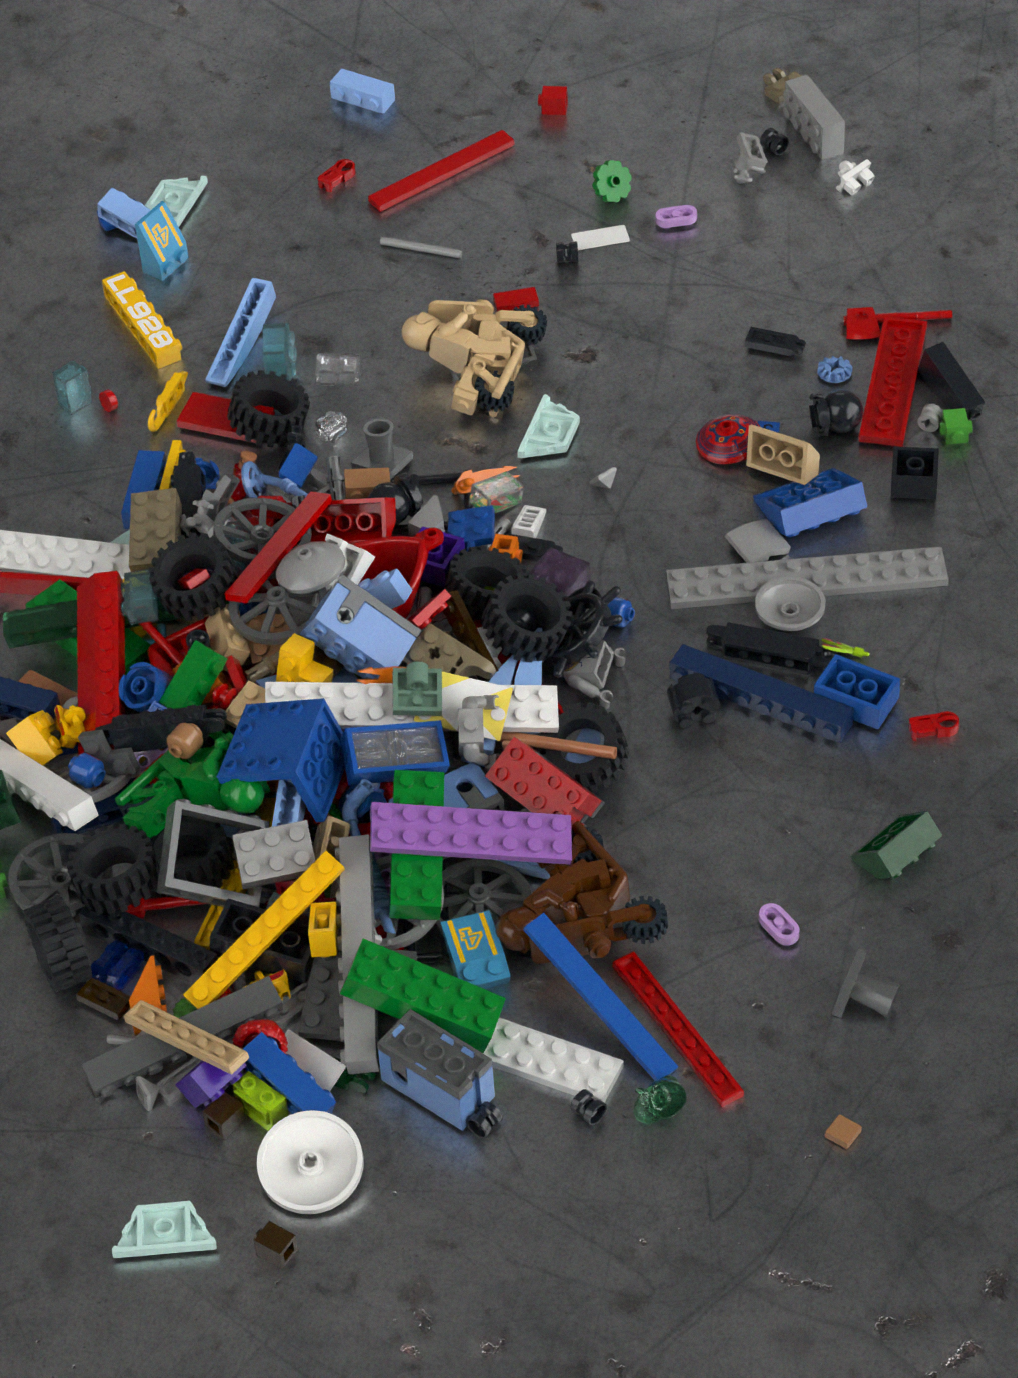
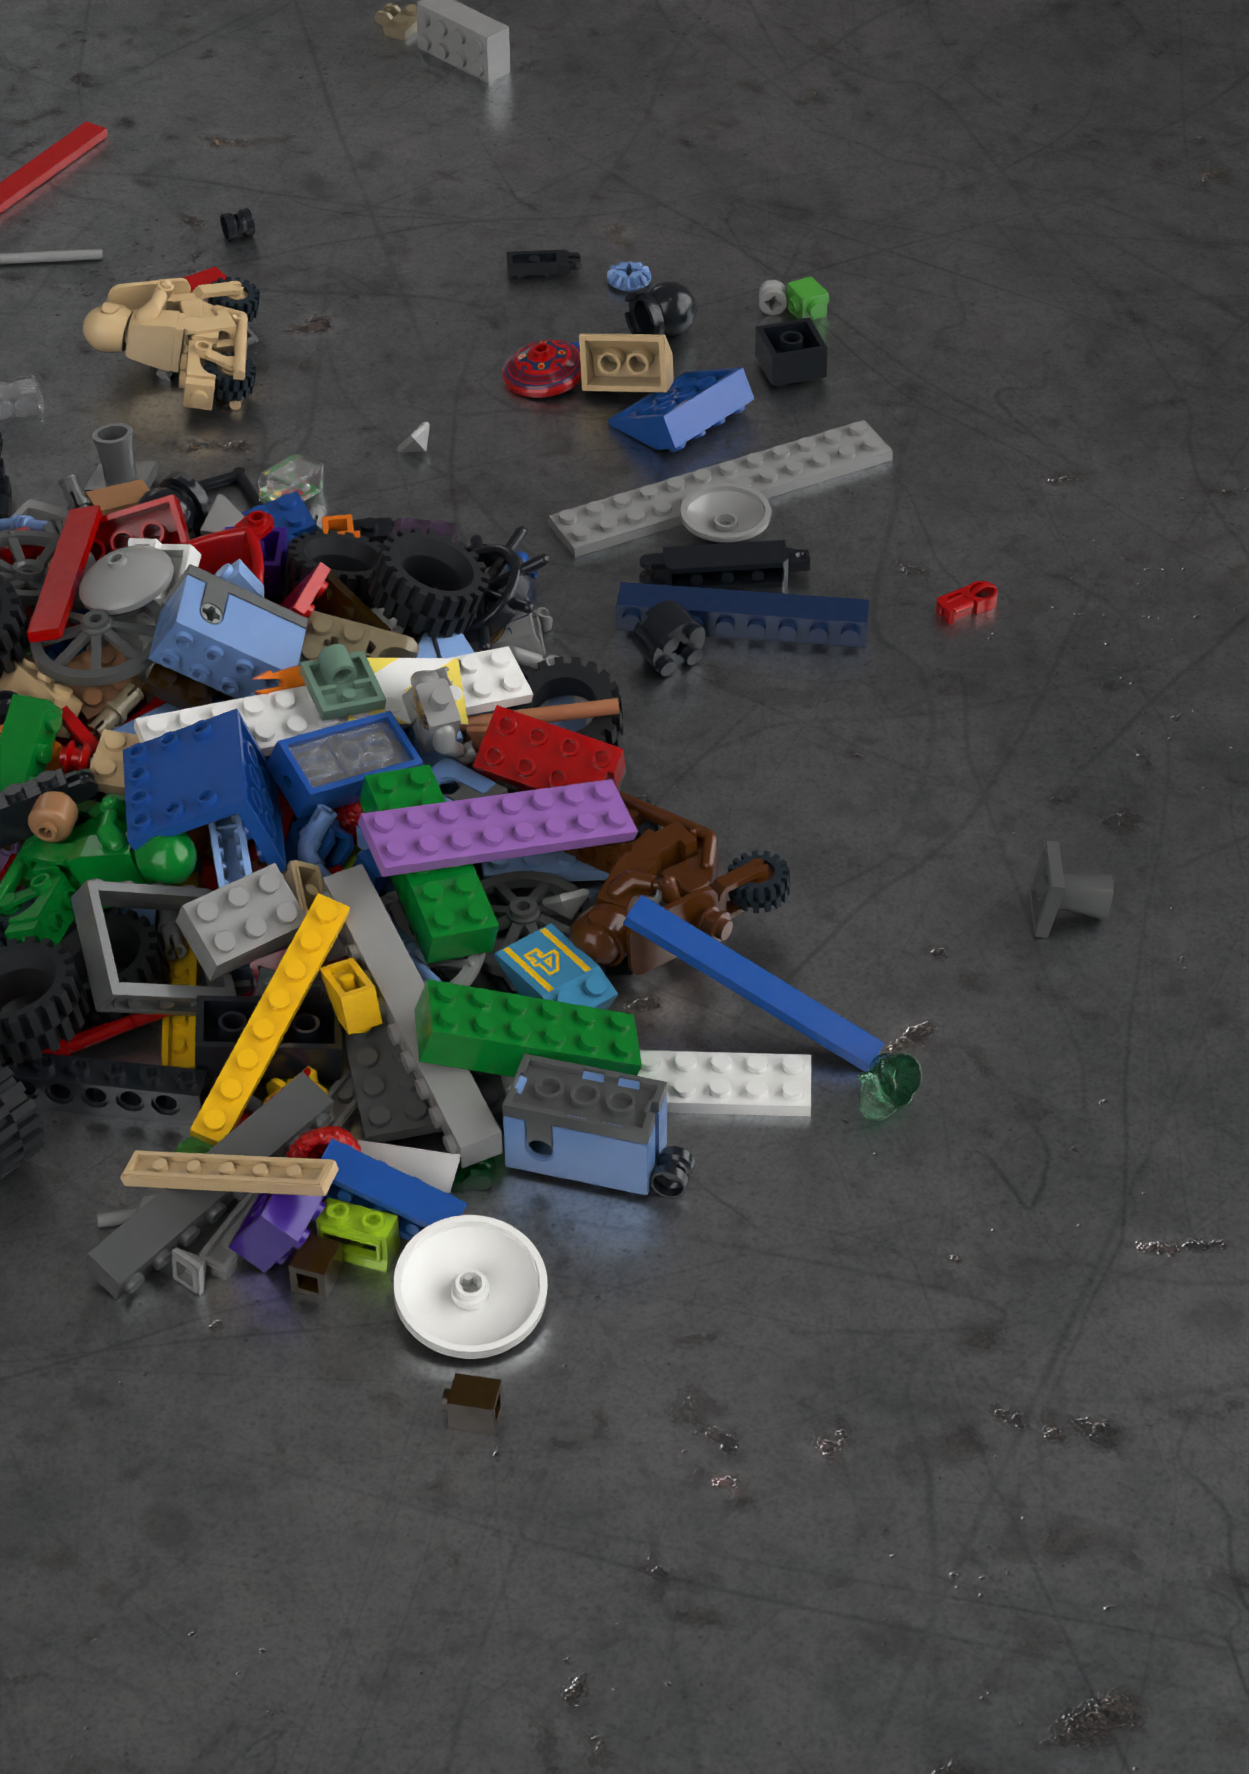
camera: 25 degrees left, 5 degrees down
(104, 998) = (70, 1172): dark brown plate -> none
(117, 965) = (80, 1133): clear blue brick -> none
(148, 988) = (127, 1138): orange slope -> none
(164, 1230) = (307, 1433): light aqua wing -> none
(297, 662) = (157, 689): yellow brick -> none
(298, 465) = (21, 498): blue slope -> none
(331, 426) = (35, 458): clear head -> none
(467, 478) = (248, 474): orange piece -> none
(511, 896) = (567, 903): none -> light grey slope
(529, 526) = (346, 502): white slope -> none
(549, 430) = (318, 405): light aqua wing -> none
(553, 100) = (134, 81): red brick -> none
(588, 1107) = (799, 1119): black wheel -> none
(601, 237) = (270, 203): white sticker -> none
(612, 181) = (254, 142): plant -> none
(676, 216) = (350, 165): lavender plate -> none
(678, 1029) = (861, 1004): red tile -> none
(750, 159) = (405, 96): light grey piece -> none
(757, 541) = (642, 462): light grey slope -> none
(774, 141) = (425, 72): black wheel -> none
(782, 928) = (914, 853): lavender plate -> none
(840, 647) = (827, 547): lime piece -> none
(843, 1131) = (1131, 1059): medium nougat tile -> none
(851, 174) = (540, 87): white hips -> none
(860, 687) = (864, 575): blue brick -> none
(863, 322) = (637, 225): red piece -> none
(893, 381) = (707, 271): red plate -> none
(898, 845) = (1005, 732): dark green slope -> none
(948, 381) = (773, 254): black slope -> none

